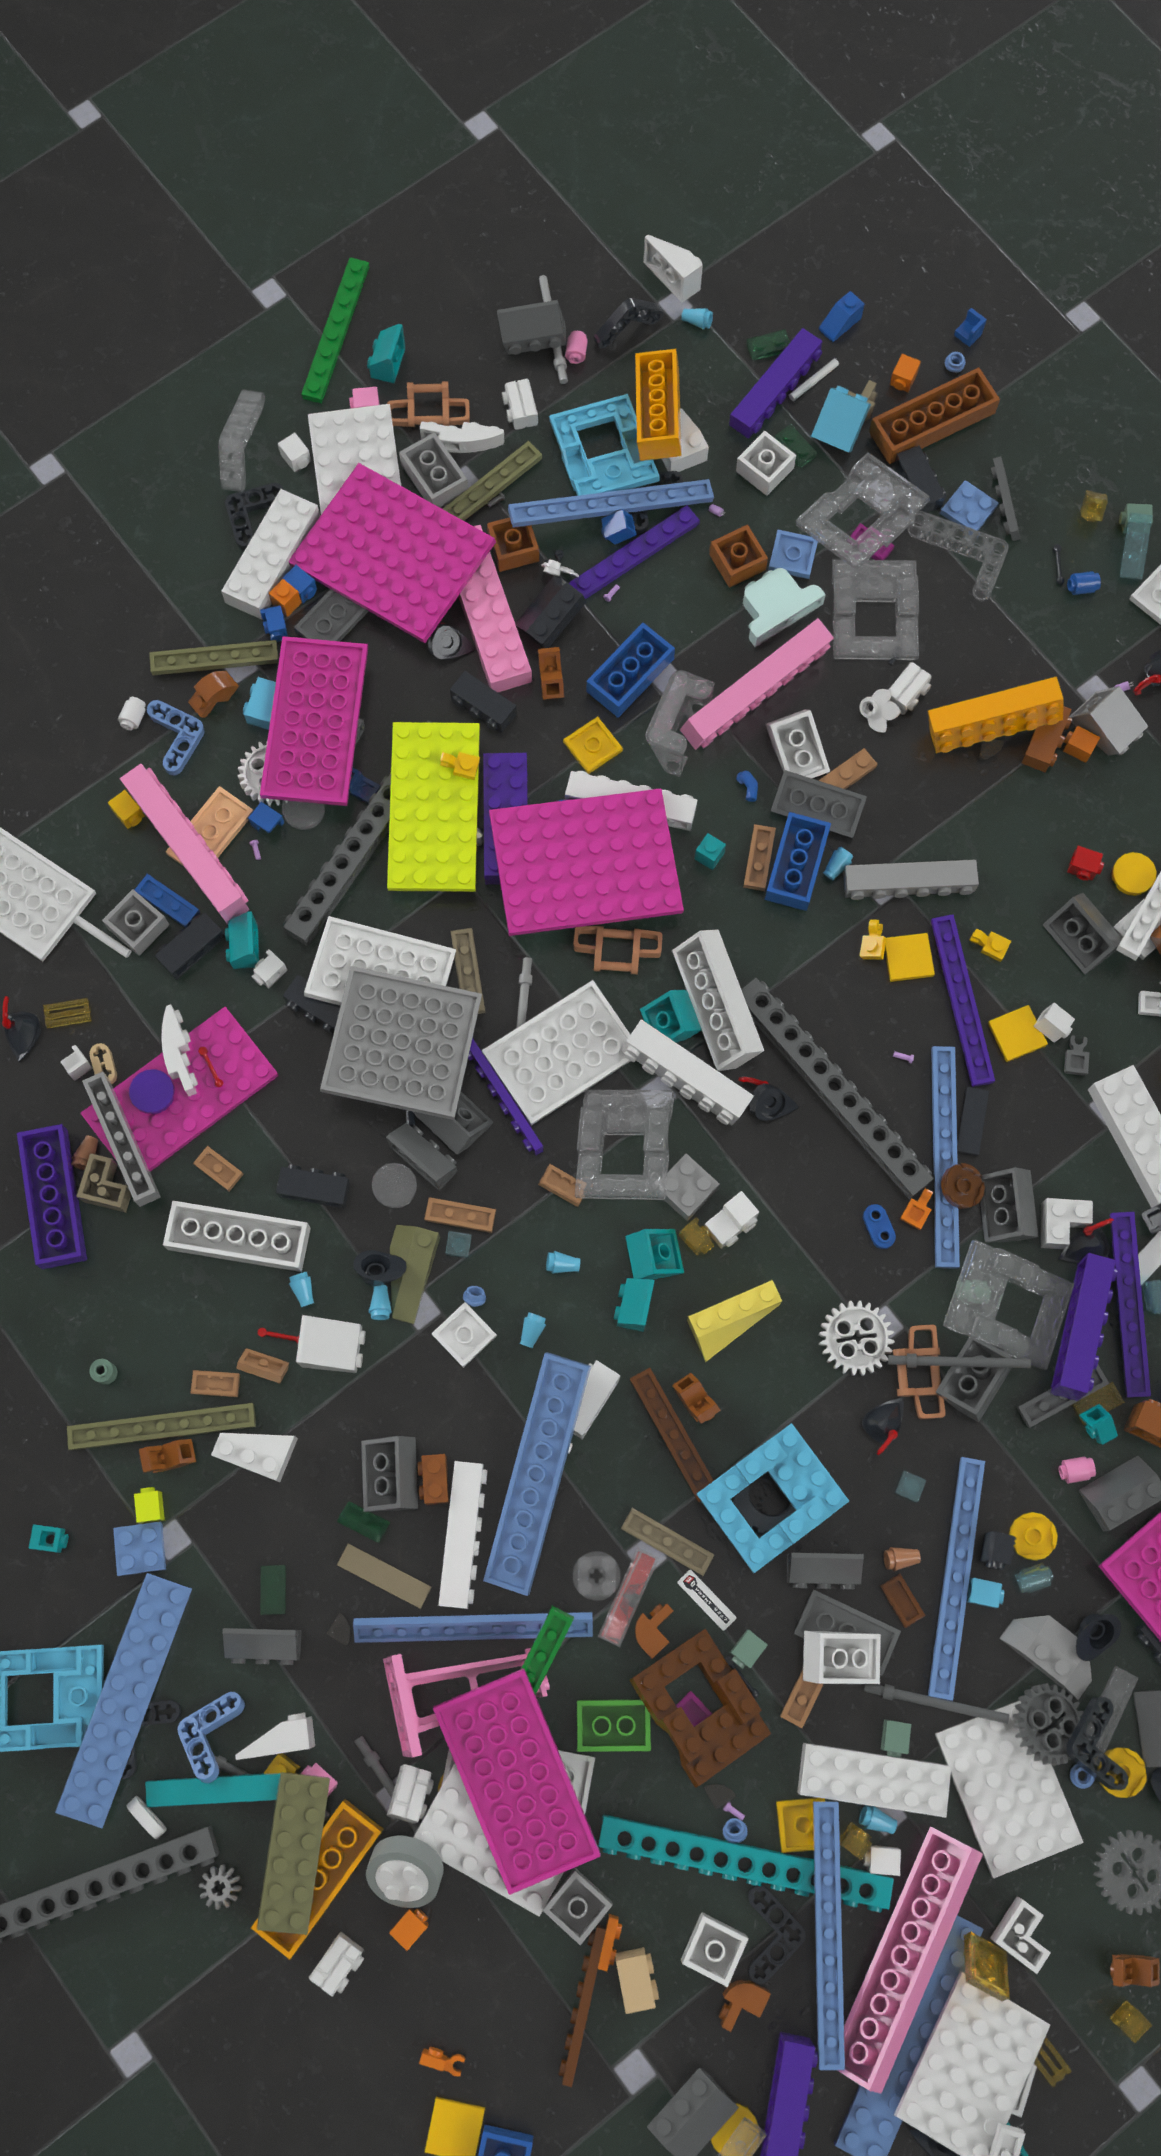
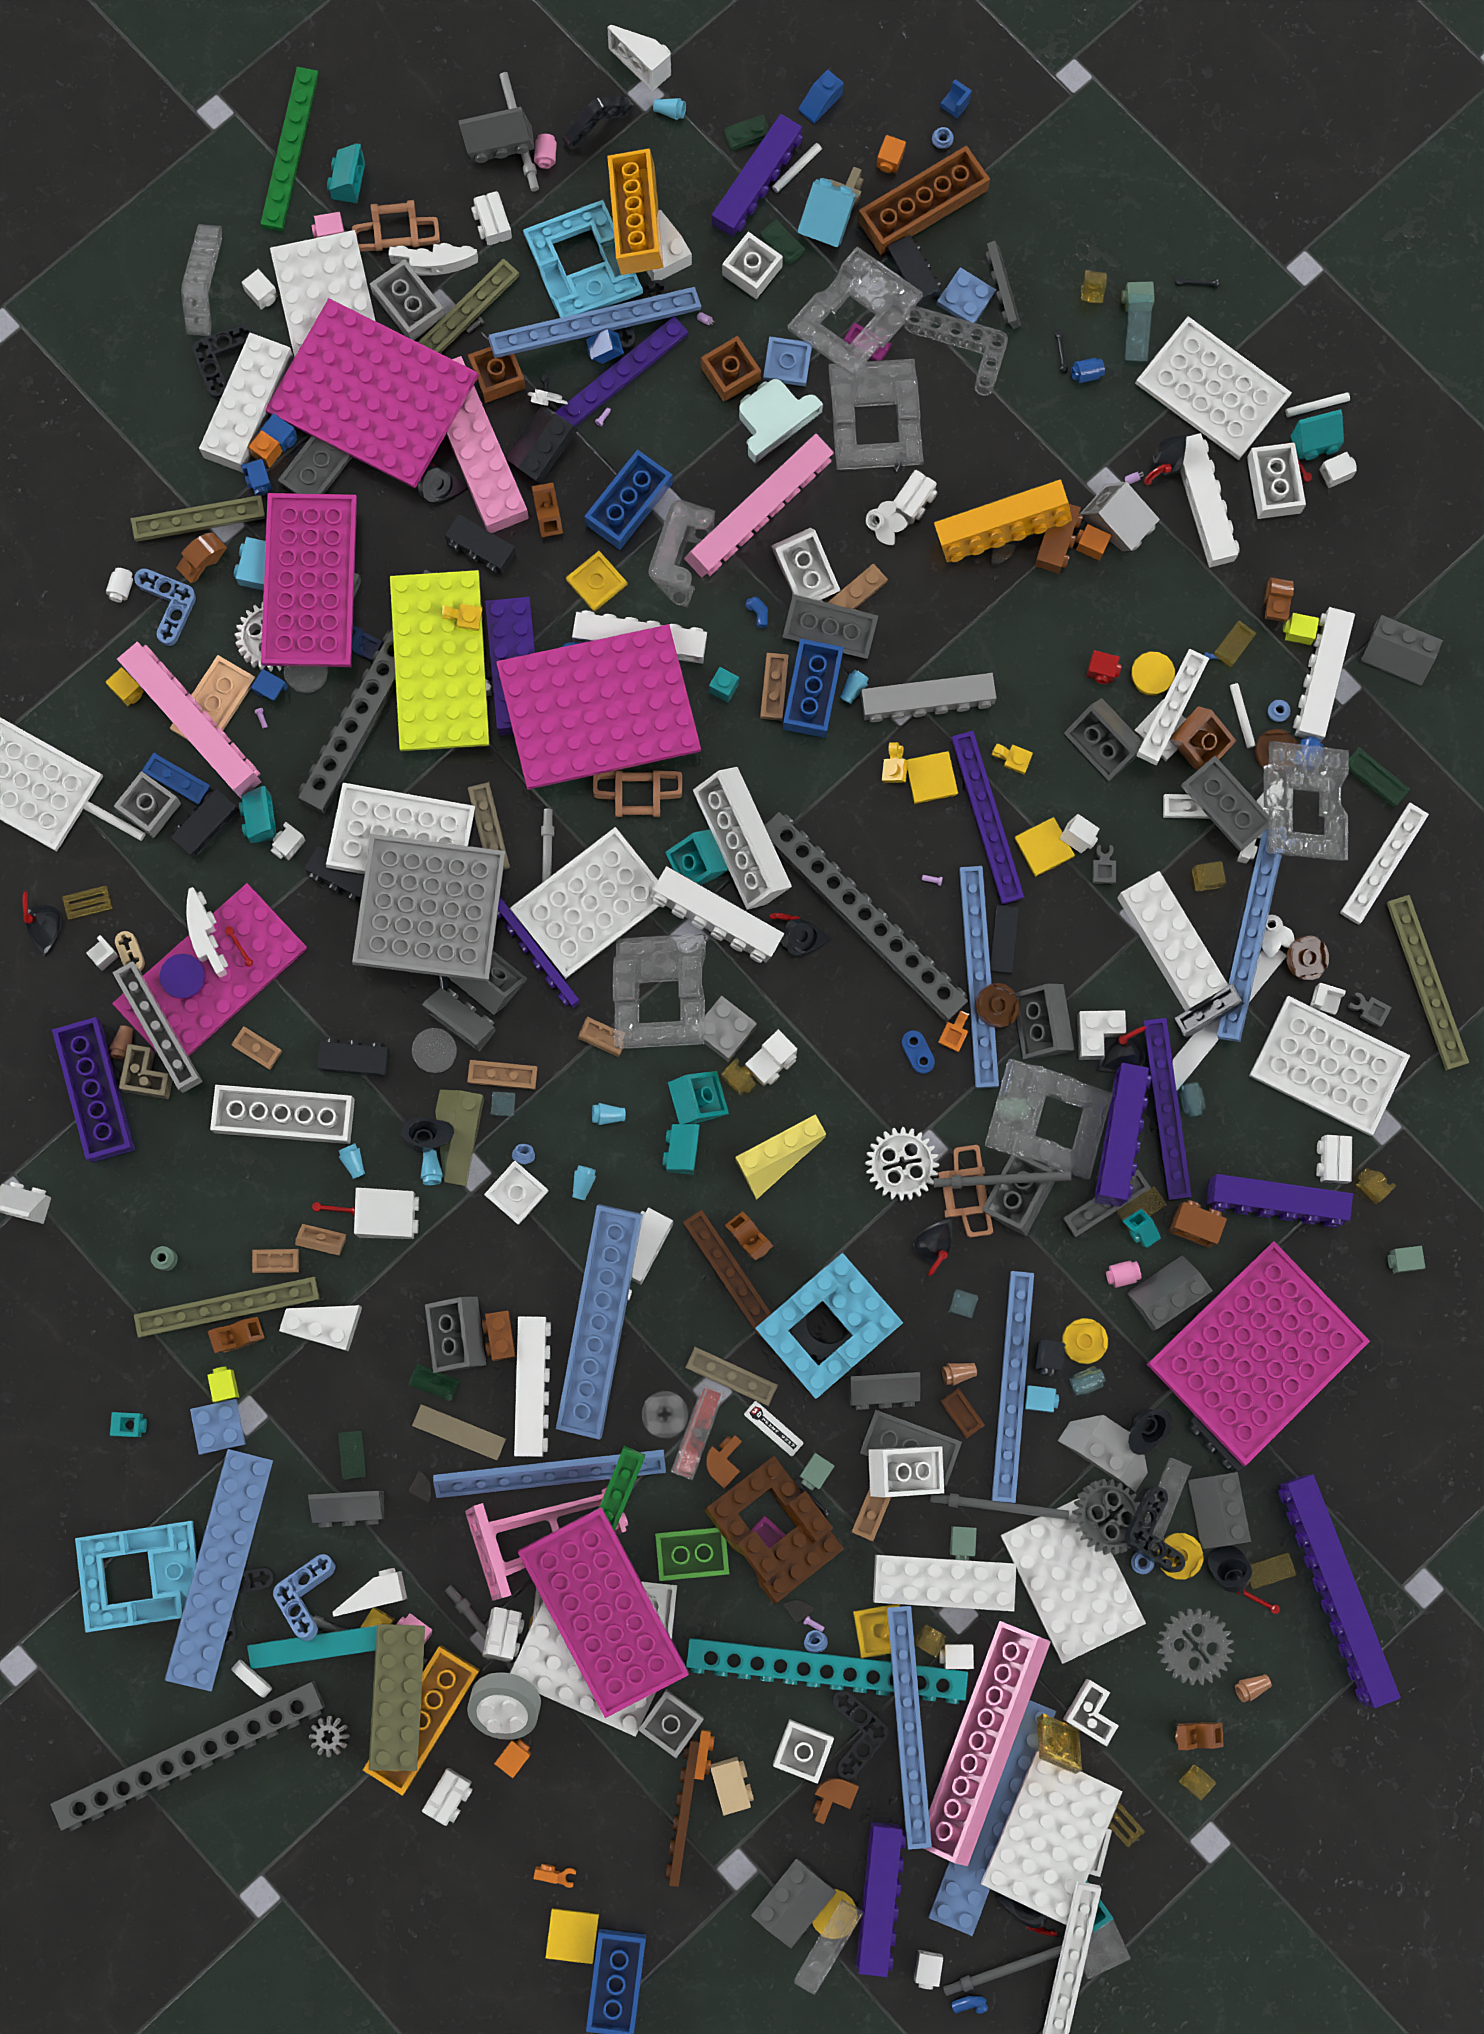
camera: 10 degrees left, 5 degrees up
(875, 1819) = (949, 1620): medium azure cone -> none

